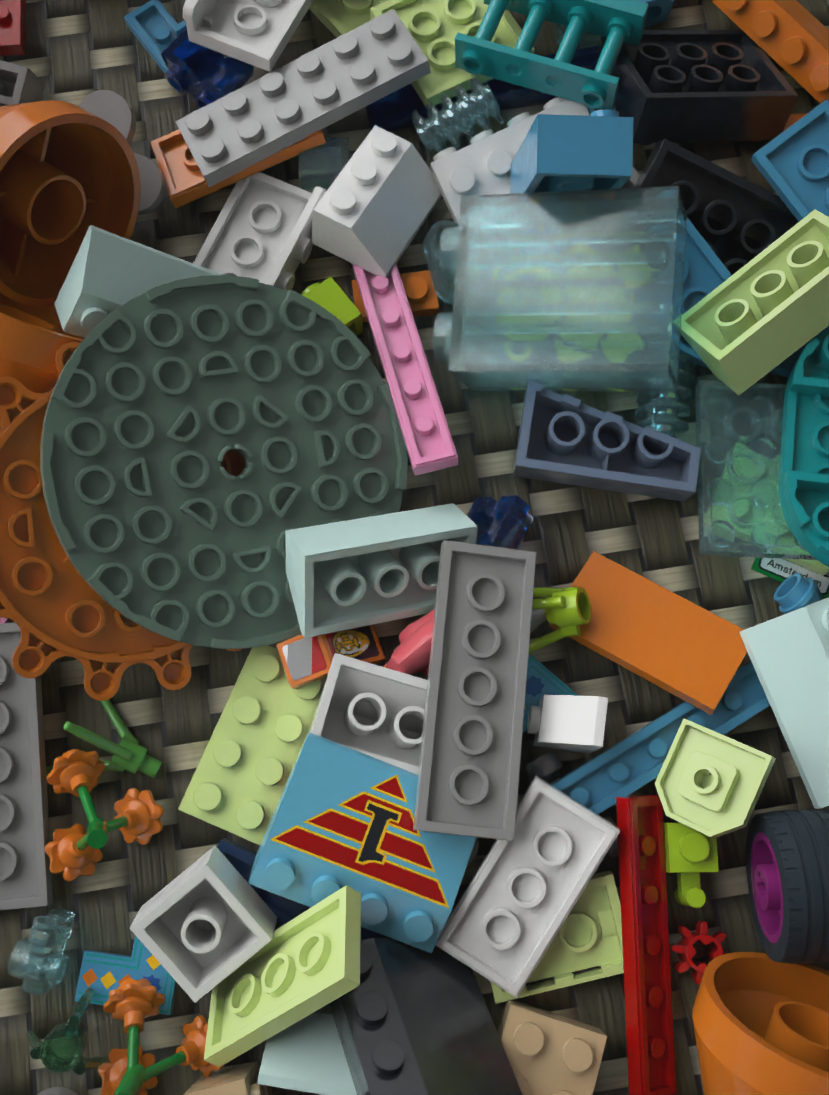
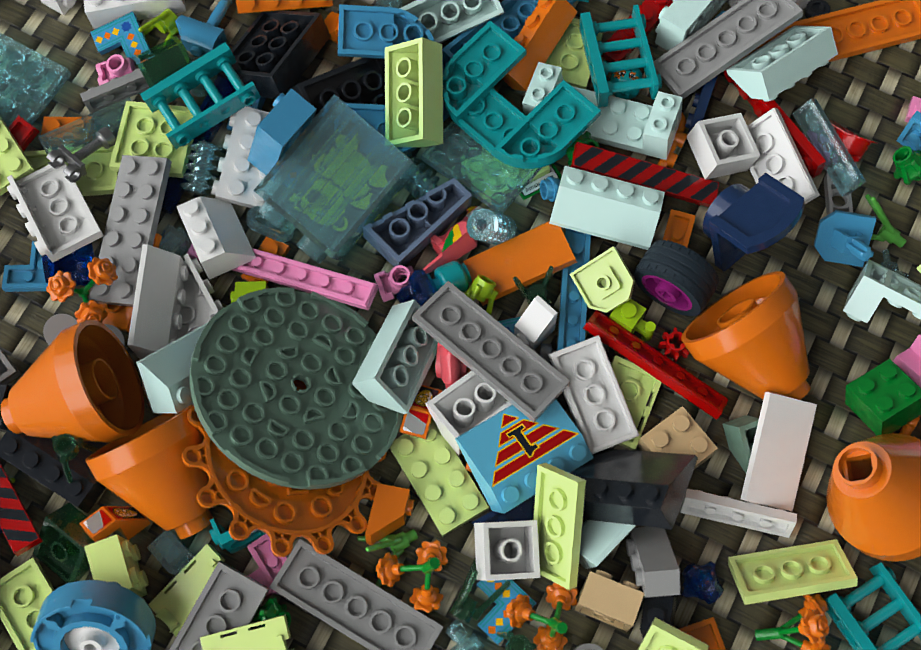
camera: 50 degrees left, 5 degrees down
(99, 914) = (465, 606): none -> clear green plant
(156, 711) = (388, 512): none -> orange slope
(208, 101) = (62, 286): none -> orange plant
(224, 197) = (157, 300): none -> white slope
(487, 476) = (389, 282): none -> bright pink plate
(557, 554) = (453, 272): none -> teal head
(619, 521) = (453, 243): none -> coral animal
(624, 688) = (535, 289): none -> clear green plant
(669, 553) = (490, 226): none -> clear light blue piece

